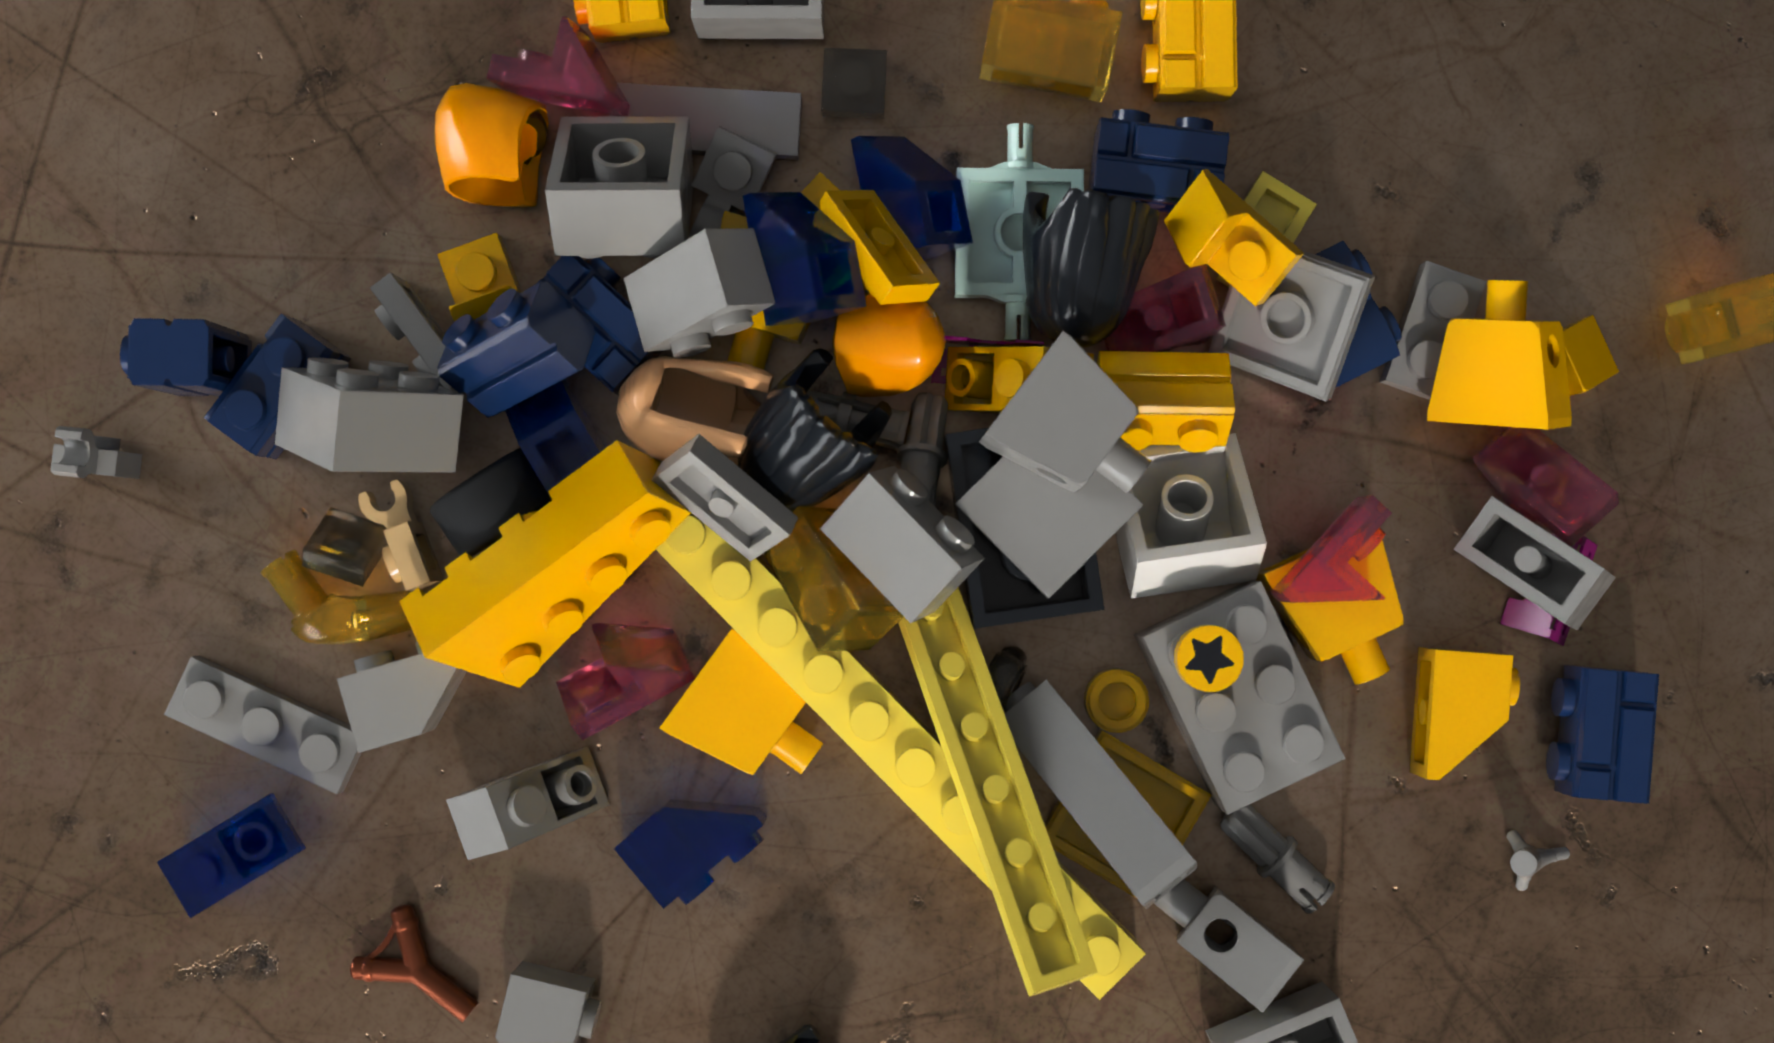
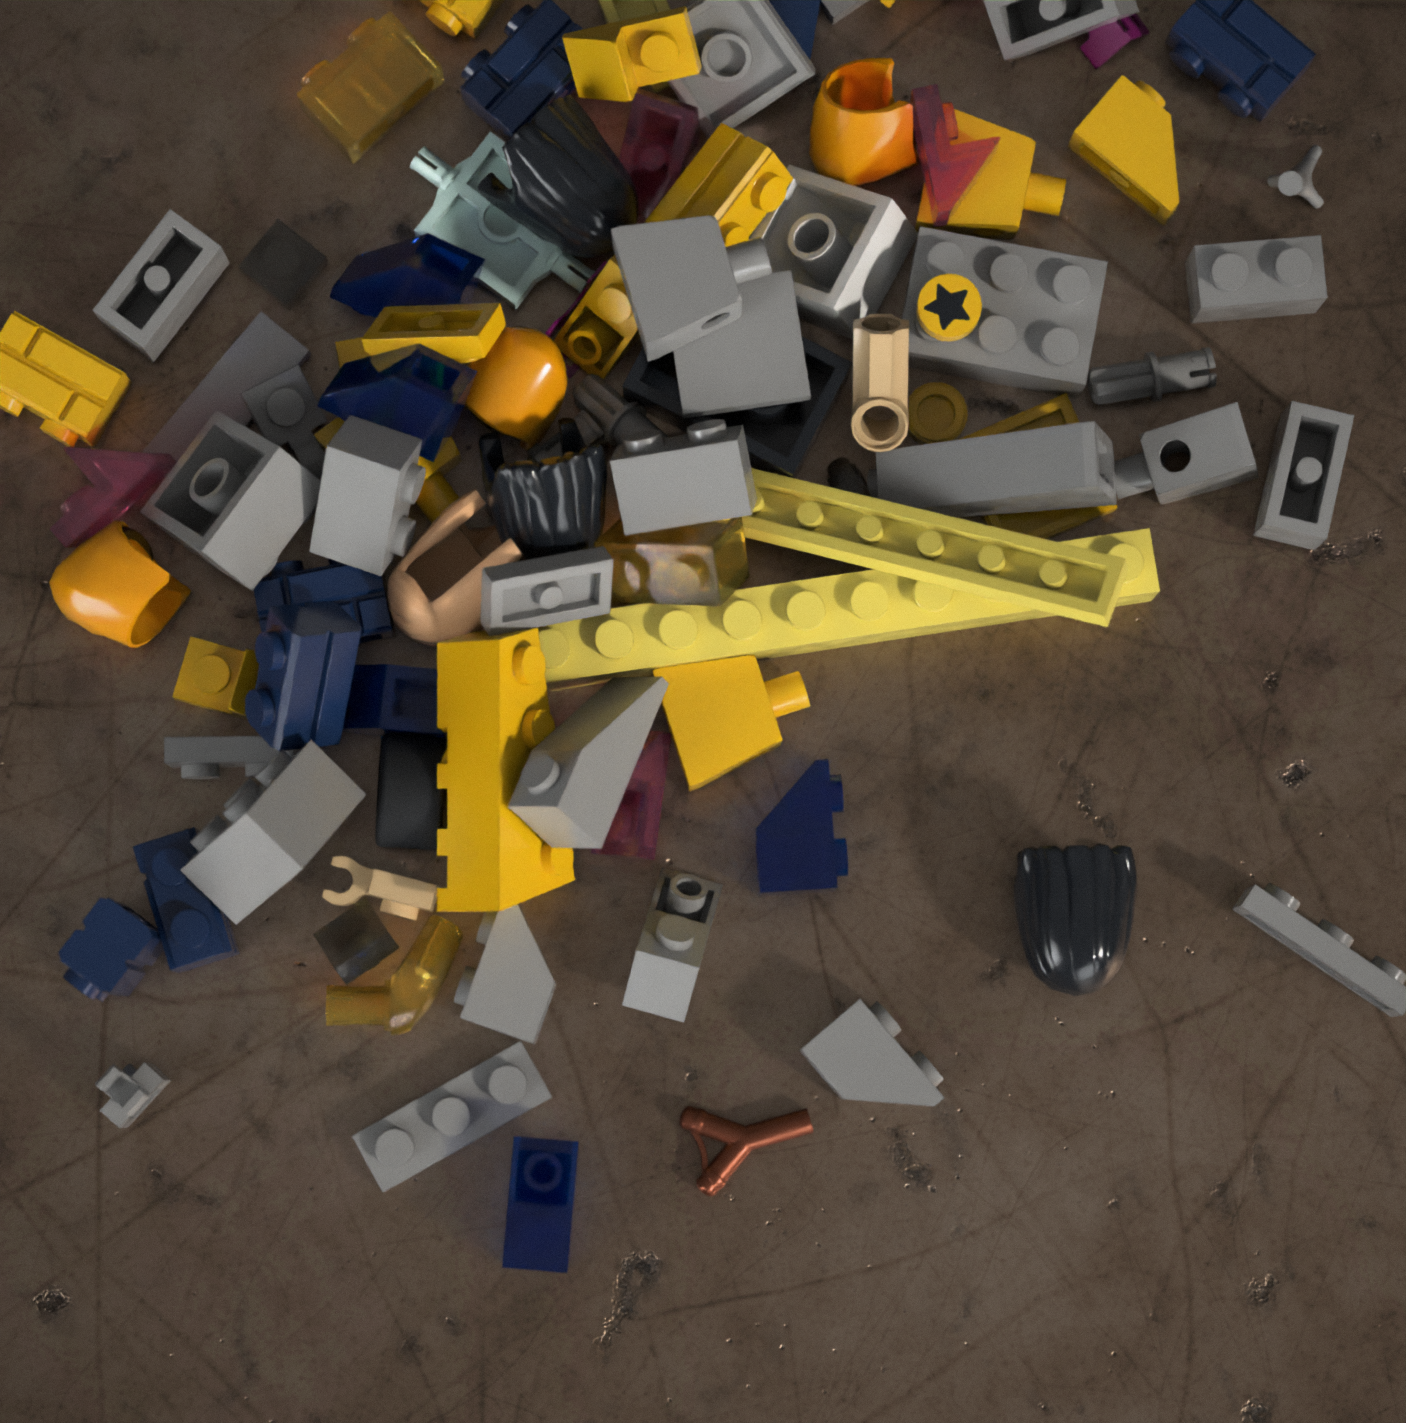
camera: 60 degrees left, 5 degrees down
(609, 635) = (586, 763): none -> light grey slope
(1106, 643) = (880, 380): none -> tan piece
(1307, 468) = (859, 127): none -> light orange piece
(1421, 886) = (1255, 279): none -> light grey brick

